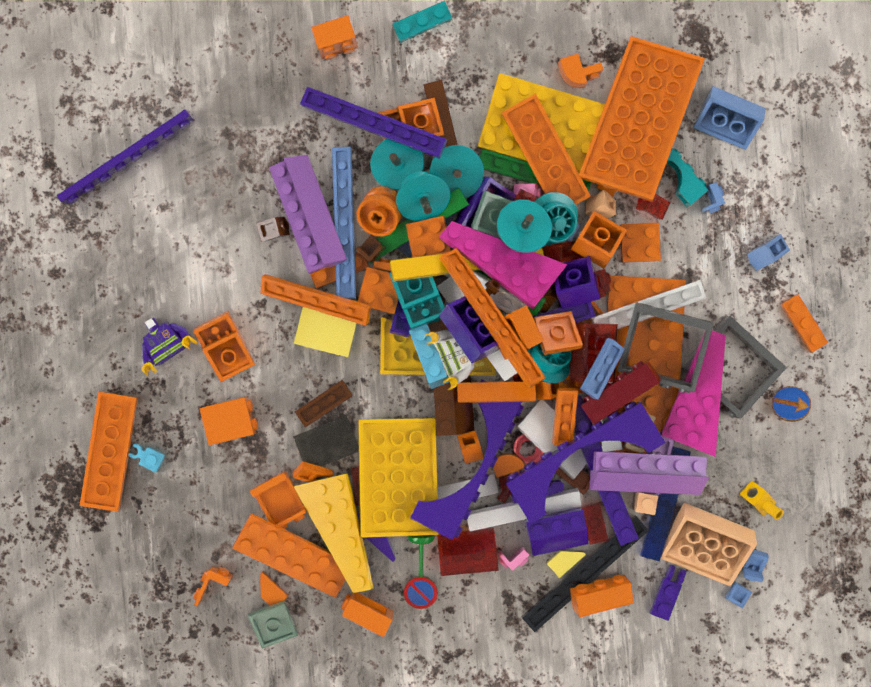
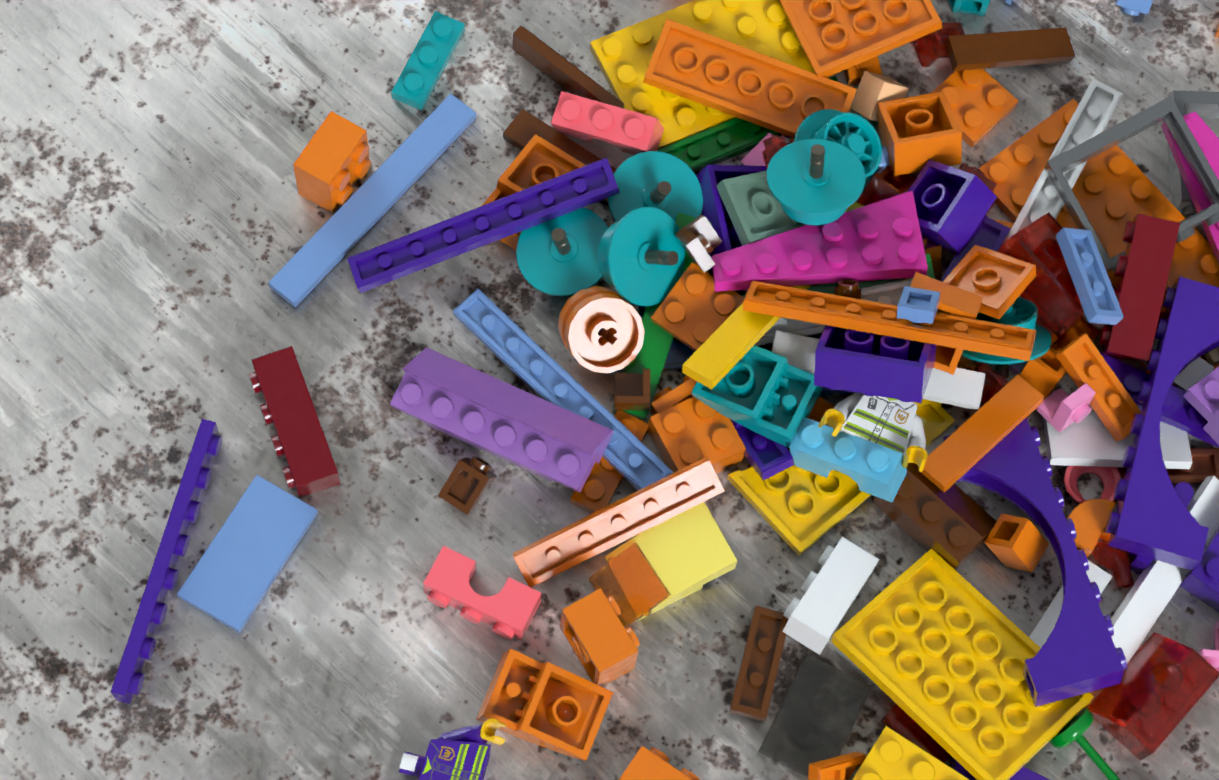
camera: 50 degrees left, 20 degrees down
(161, 181) = (247, 554): none -> medium blue tile
(225, 141) = (295, 422): none -> dark red brick
(229, 265) = (506, 611): none -> coral arch
(265, 340) = (599, 637): none -> orange brick
(299, 328) = (631, 583): none -> clear orange piece
(343, 67) = (372, 200): none -> medium blue tile
(374, 401) = (828, 594): none -> white brick
(450, 209) = (698, 241): none -> bracket
(470, 127) = (596, 120): none -> coral arch
(474, 81) = (559, 68): none -> reddish brown tile
(506, 323) = (918, 305): none -> medium blue plate
(543, 411) = (1065, 409): none -> bright pink bracket
(678, 234) = (1009, 49): none -> reddish brown tile

